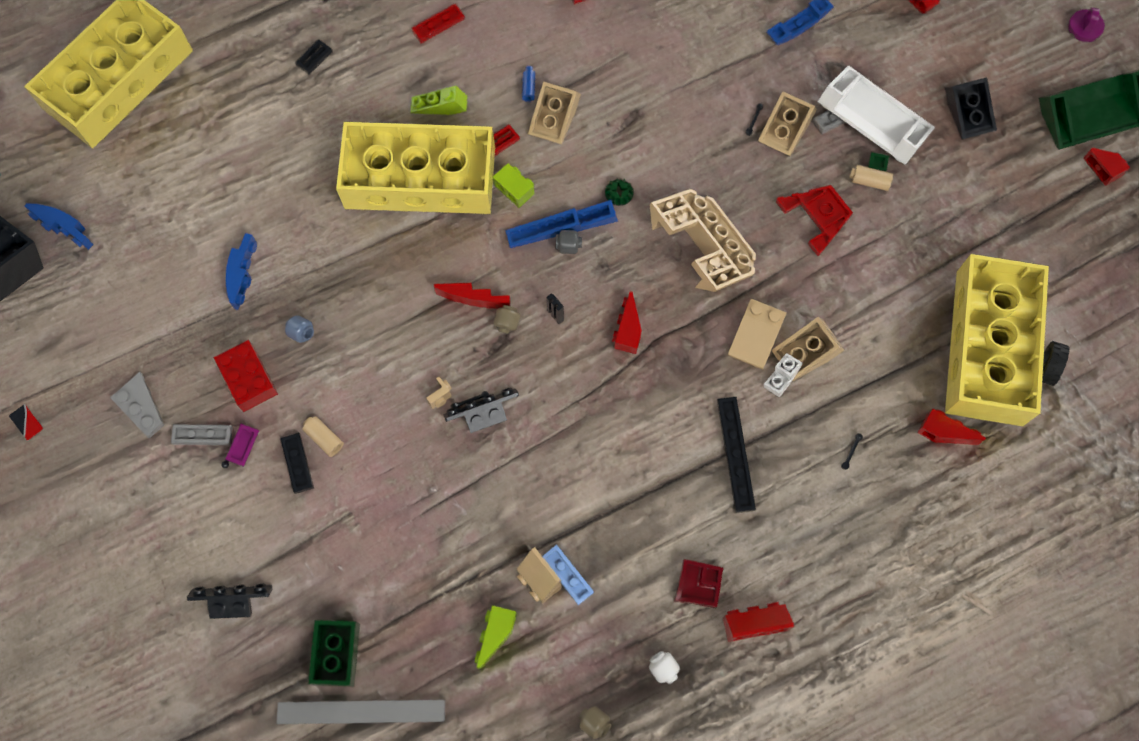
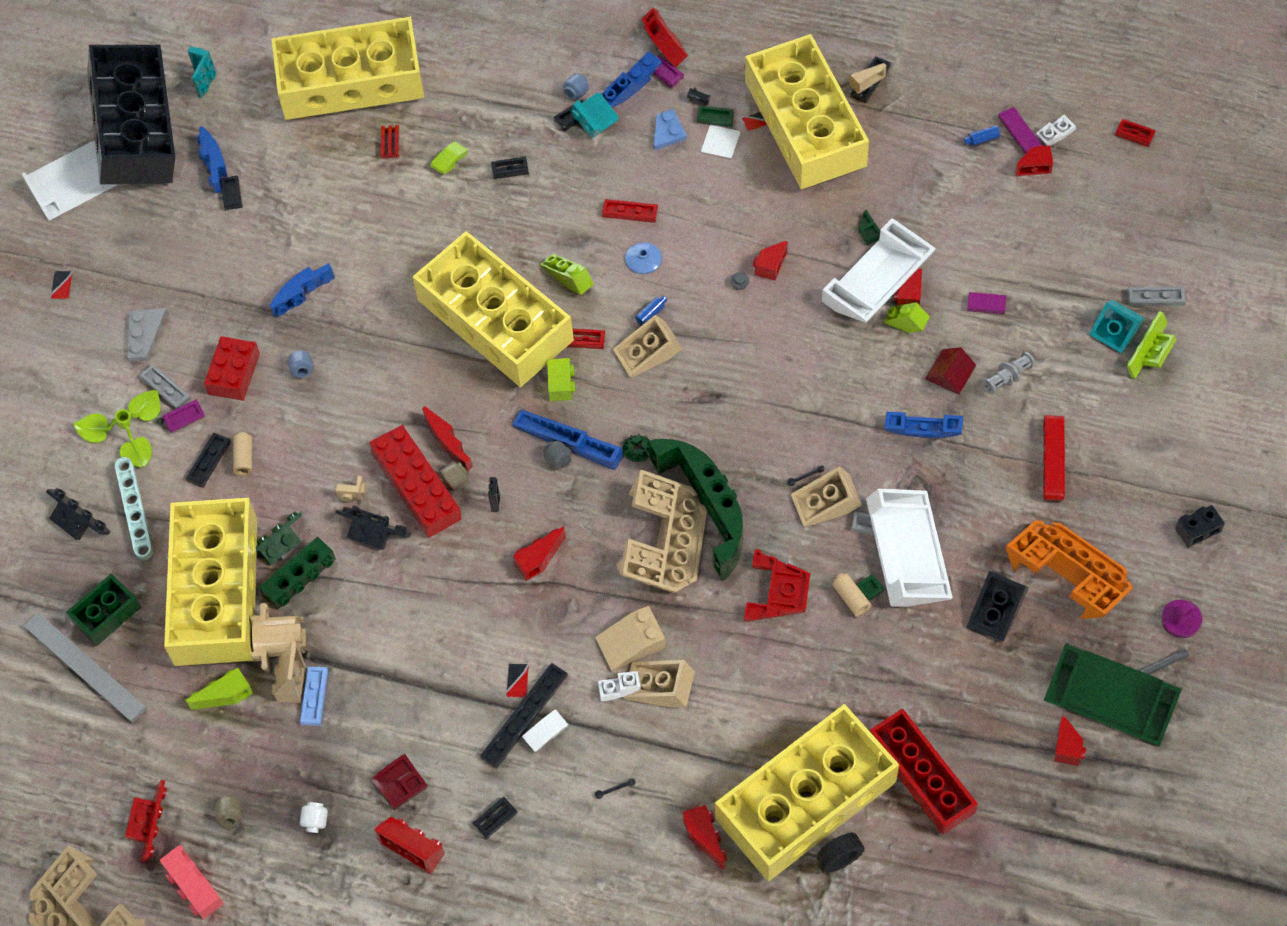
camera: 45 degrees right, 10 degrees down
(103, 239) = (231, 192): none -> black tile
(188, 95) = (389, 130): none -> red tile
(199, 463) = (139, 451): none -> lime plant
(258, 83) = (447, 158): none -> lime slope
(273, 554) = (136, 507): none -> light aqua beam
(409, 529) = (211, 578): none -> light yellow brick
(419, 482) = (280, 541): none -> dark green bracket
(459, 461) = (300, 562): none -> dark green brick
(481, 346) = (415, 481): none -> red brick
(484, 56) = (643, 264): none -> medium blue dish
(498, 555) = (274, 635): none -> tan container
(570, 15) = (739, 280): none -> dark grey plate
(704, 432) = (517, 680): none -> sticker
(714, 180) = (712, 491): none -> dark green slope
(765, 452) = (545, 730): none -> white slope
(791, 549) = (500, 823): none -> black tile
(975, 40) = (1097, 577): none -> orange slope
(1068, 264) = (925, 772): none -> red brick
(1106, 61) = (1166, 662): none -> dark grey bar

